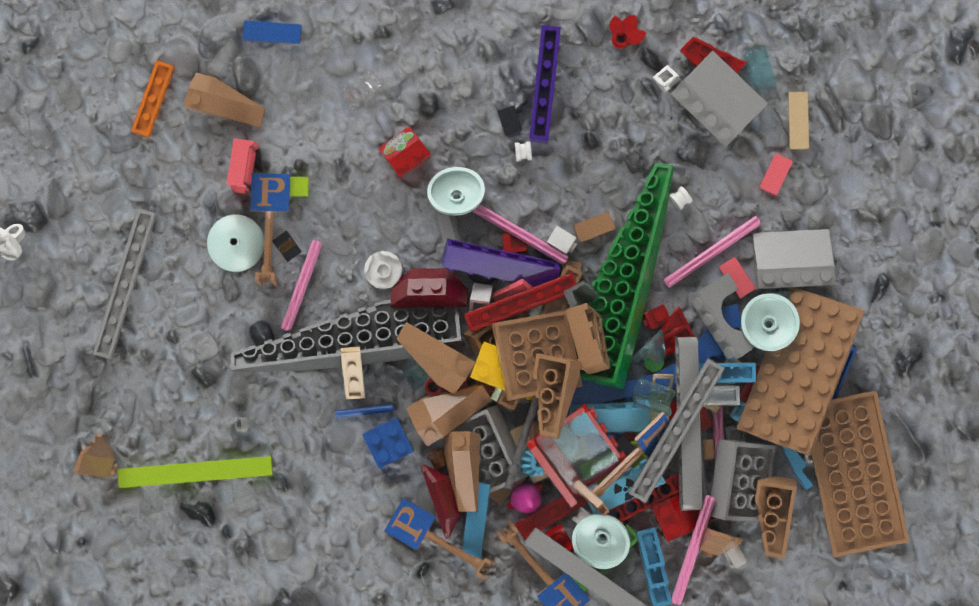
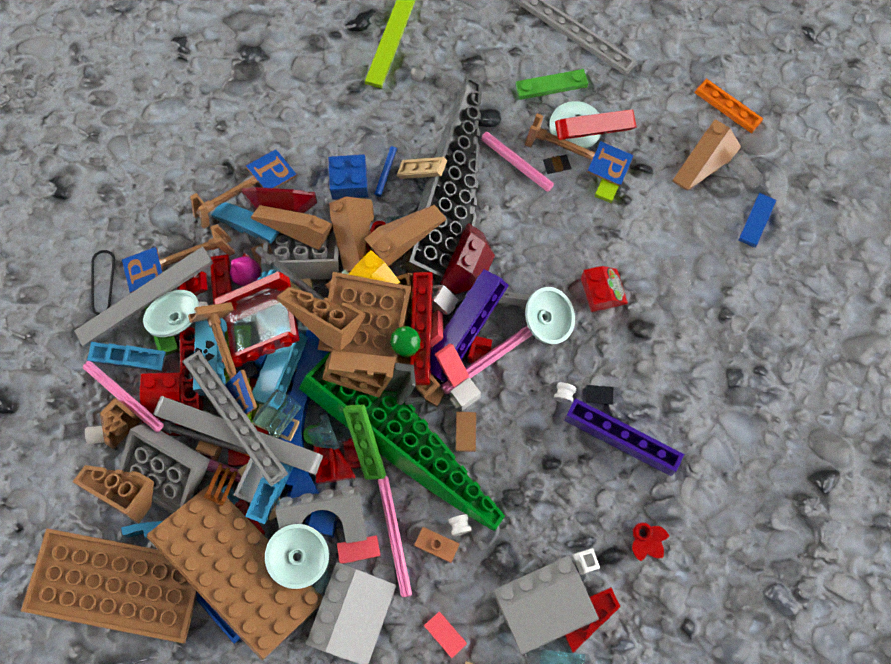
camera: 115 degrees right, 15 degrees down
(198, 284) = (551, 84): none -> bright green plate
(236, 220) = (595, 124): none -> beam
(241, 165) = (644, 145): coral window -> none
(383, 270) = (503, 232): white tile -> none
(437, 457) = (317, 210): reddish brown hose -> none
(544, 308) = (405, 341): none -> green hair
(545, 259) = (452, 365): none -> coral tile
(647, 308) = (364, 442): none -> bright green plate
(704, 212) = (436, 545): none -> nougat plate
(725, 413) = (226, 472): none -> dark orange tile

